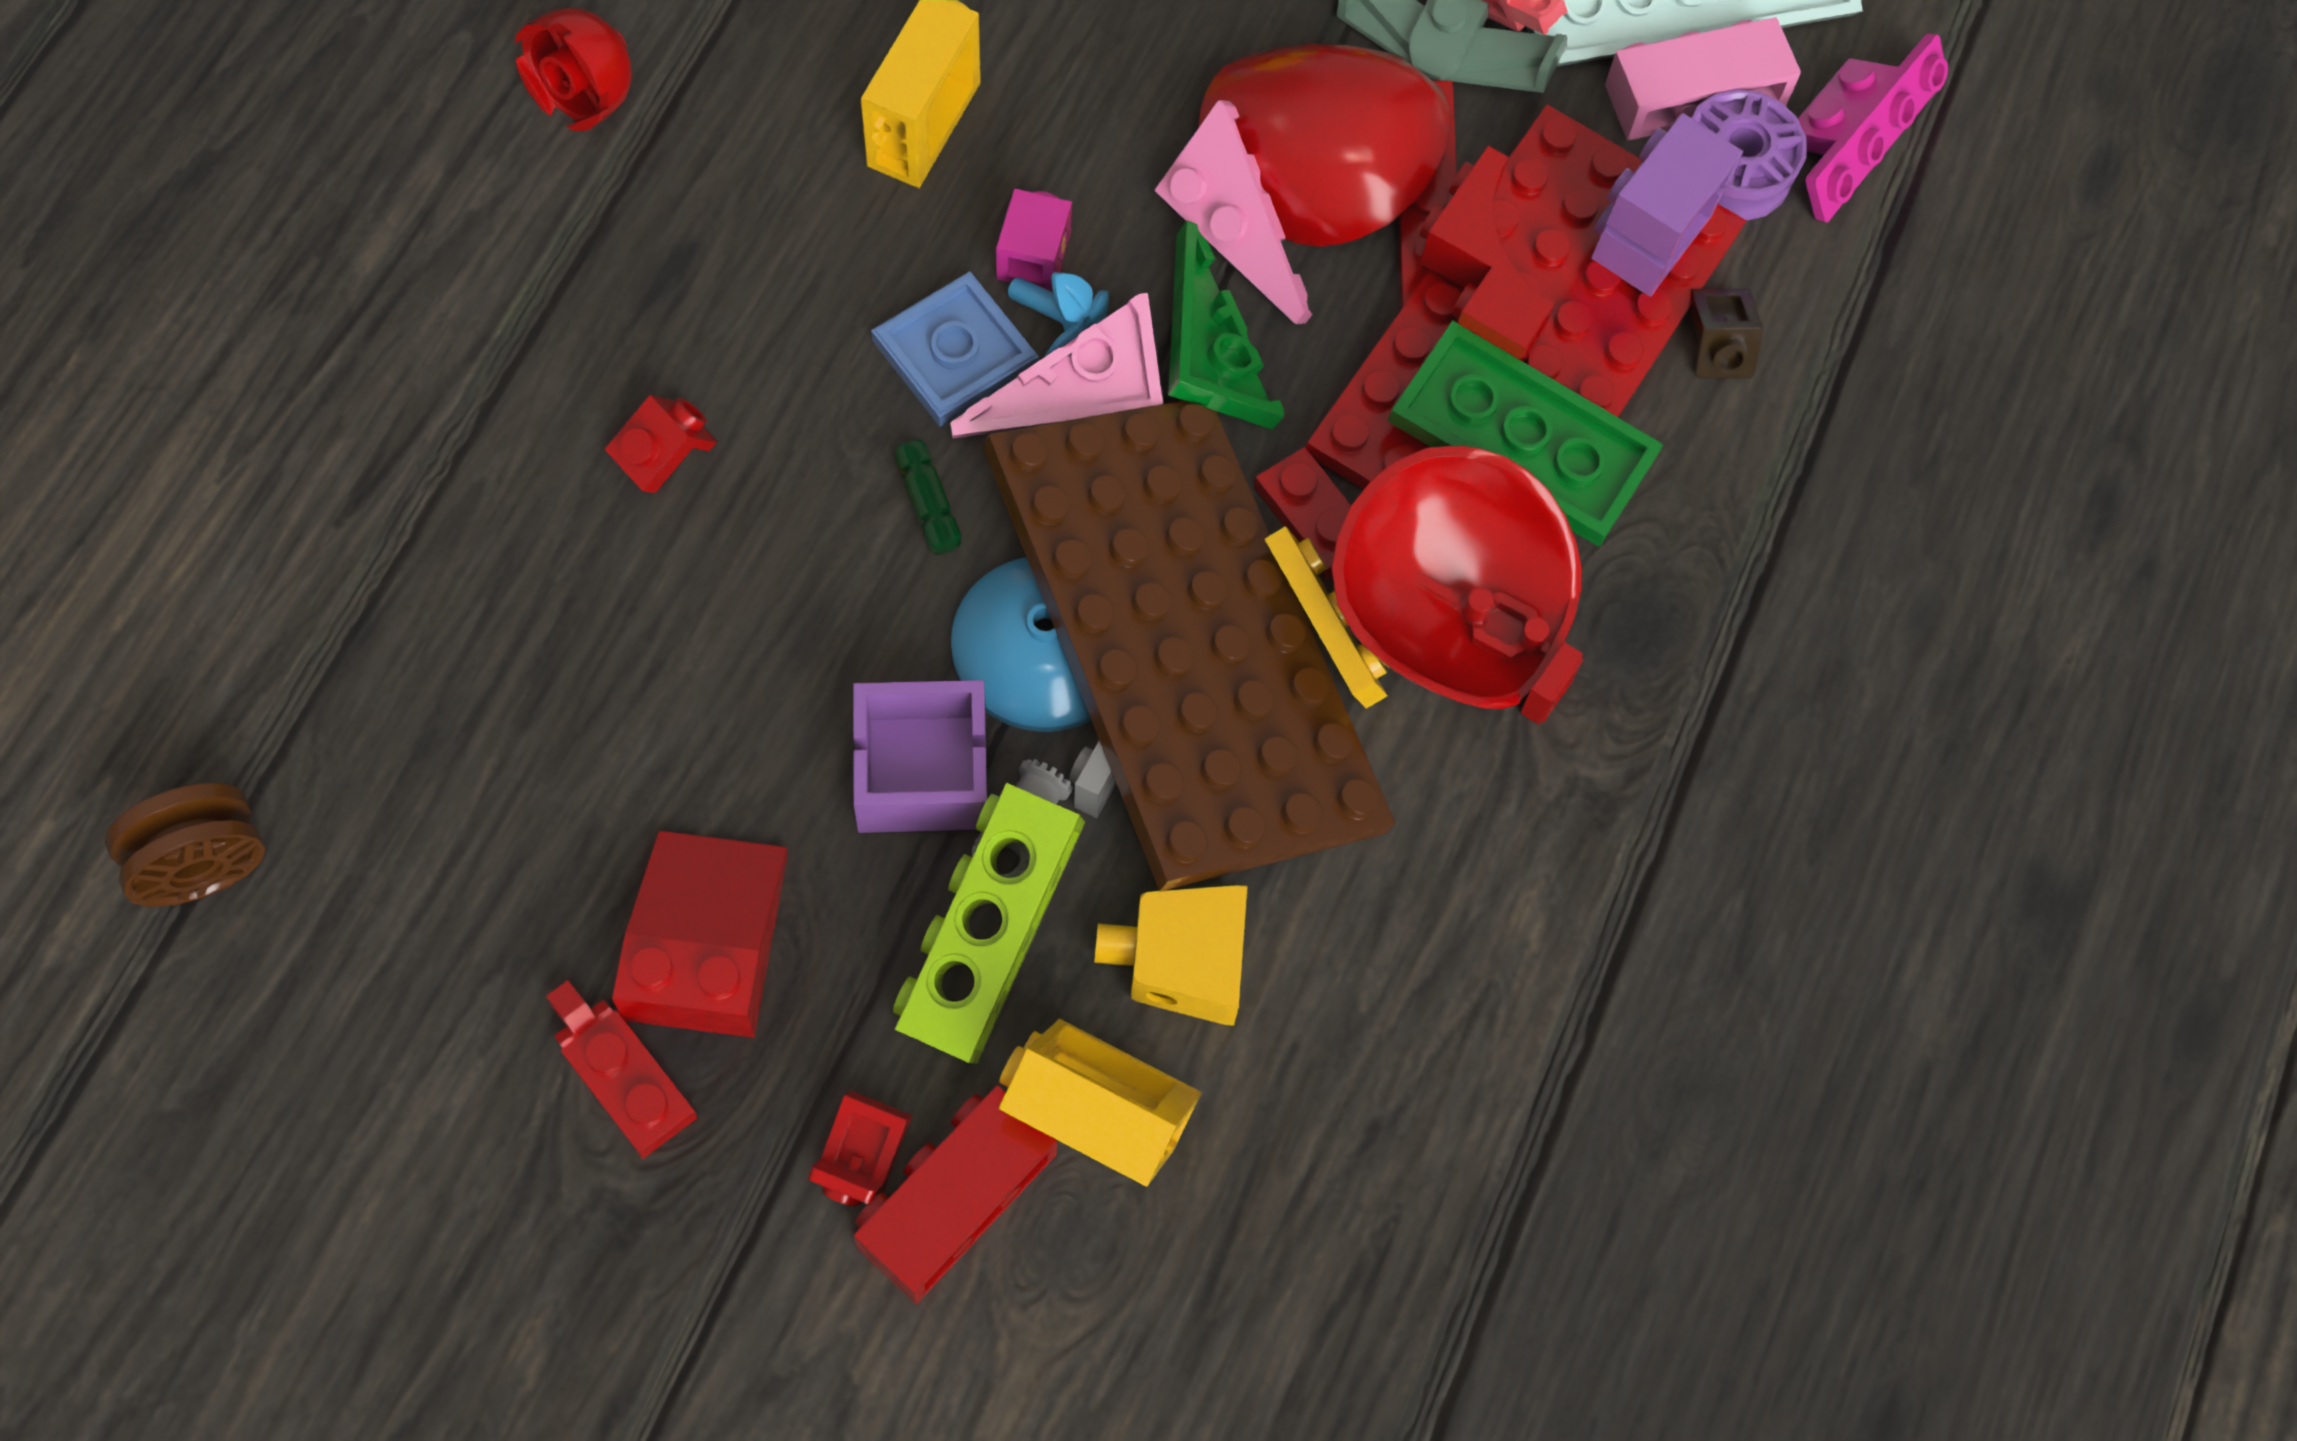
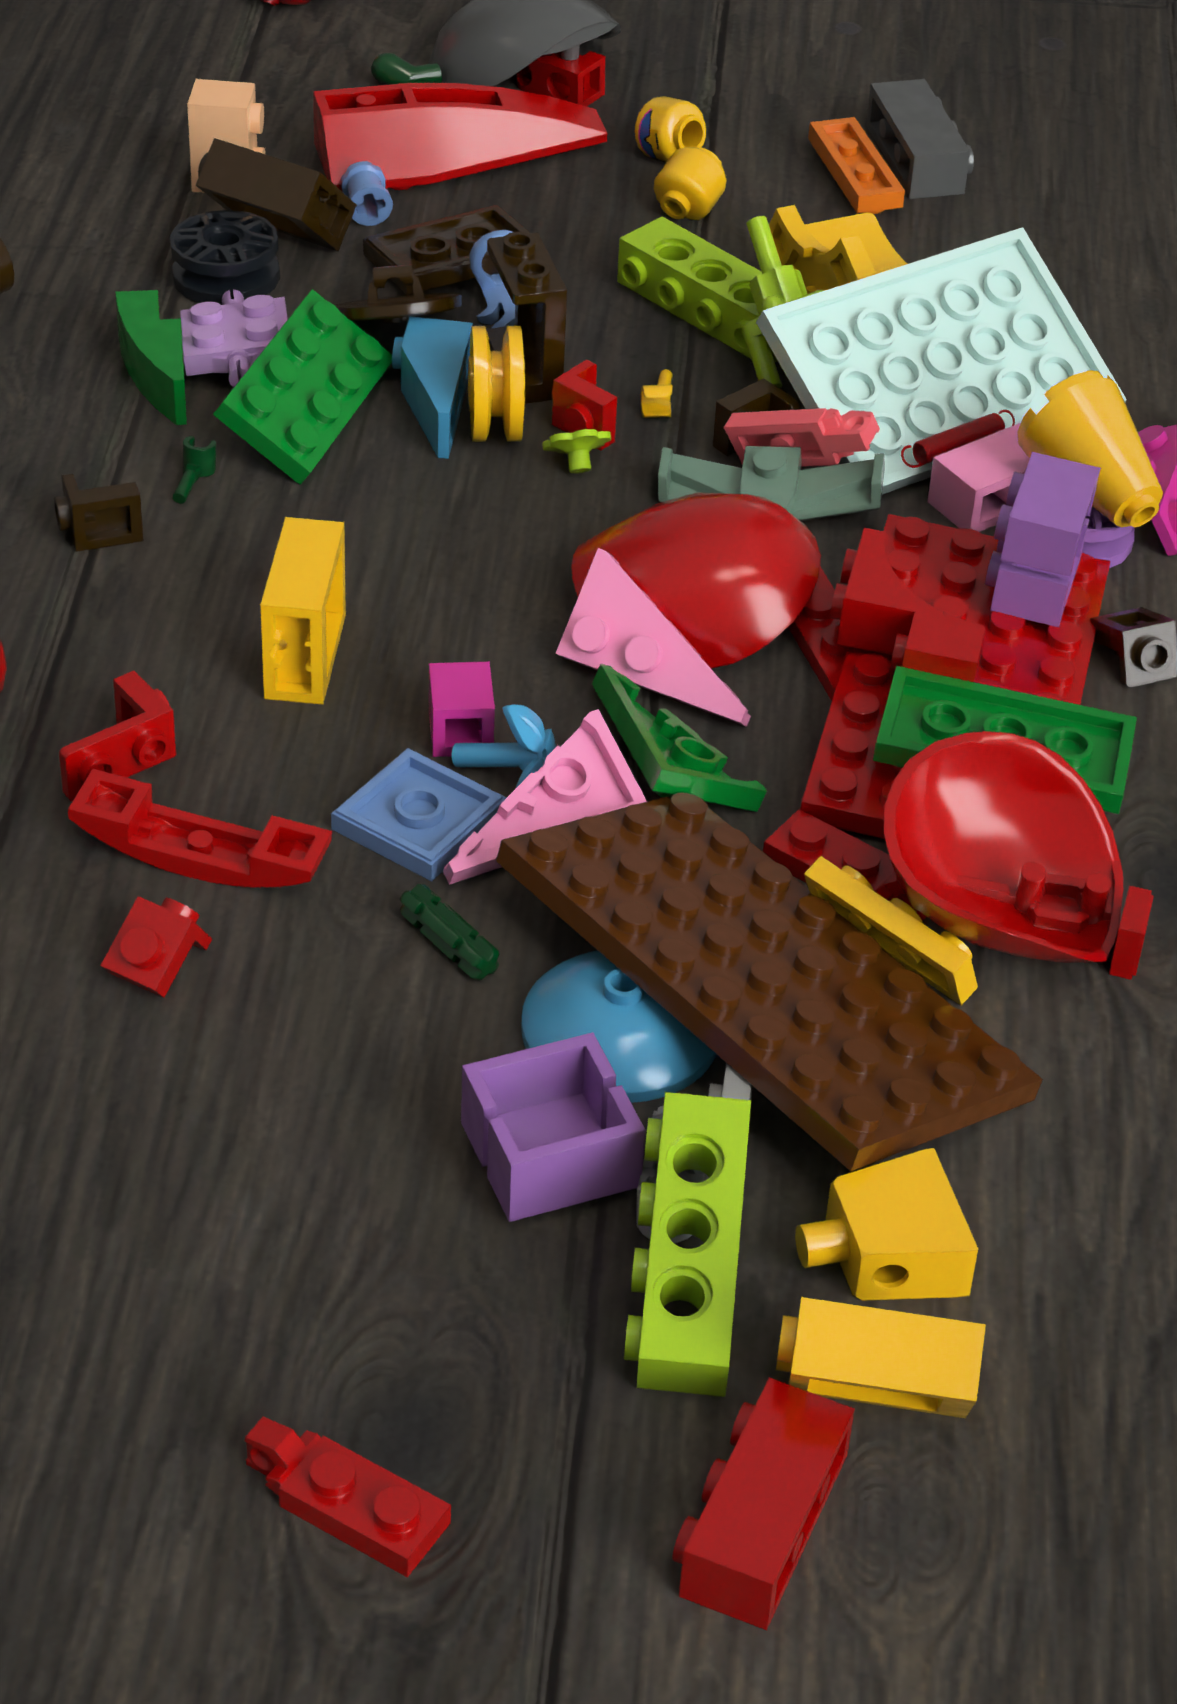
camera: 15 degrees left, 25 degrees down
(701, 935) = (391, 1353): red slope -> none
(712, 204) = (137, 741): none -> red bracket
(734, 327) = (194, 845): none -> red slope
(860, 1150) = (647, 1487): red bracket -> none
(1656, 27) = (955, 437): none -> red piece
(1769, 104) = (1093, 427): none -> yellow cone

